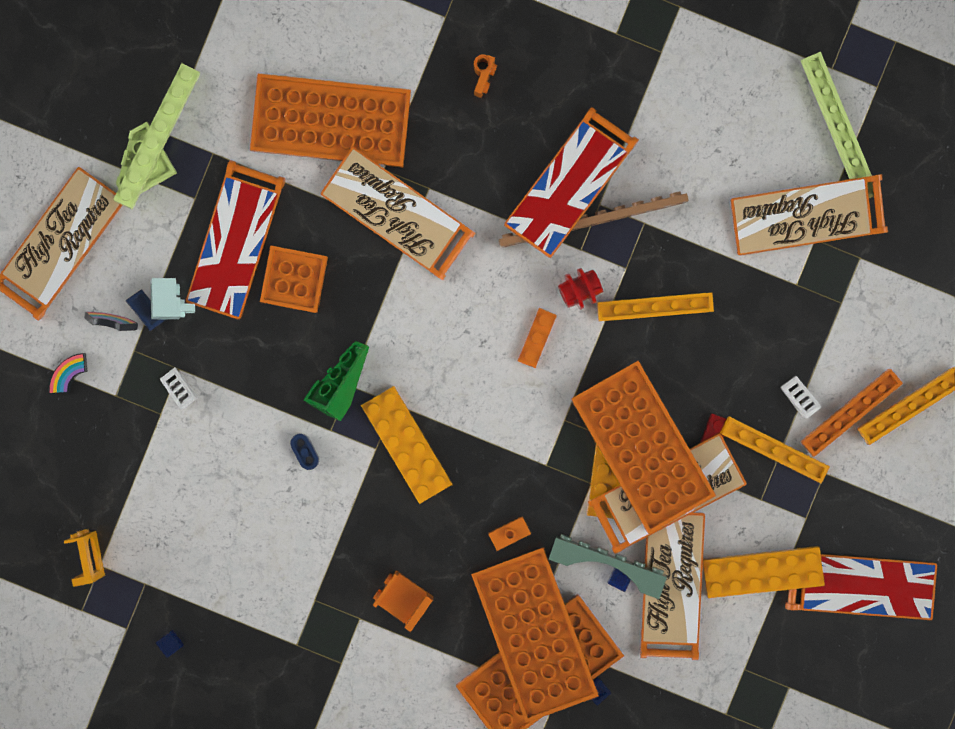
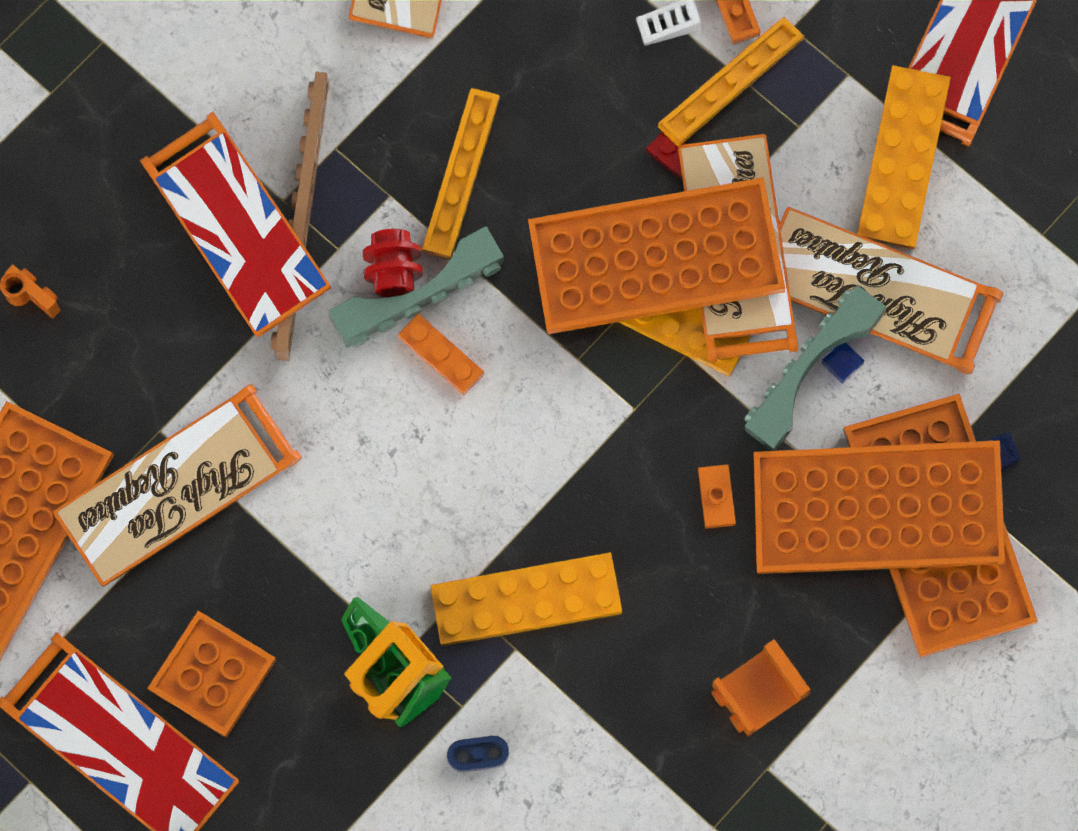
camera: 65 degrees left, 15 degrees down
(346, 393) = (414, 649): none -> light orange panel
(602, 334) = (362, 316): none -> sand green arch

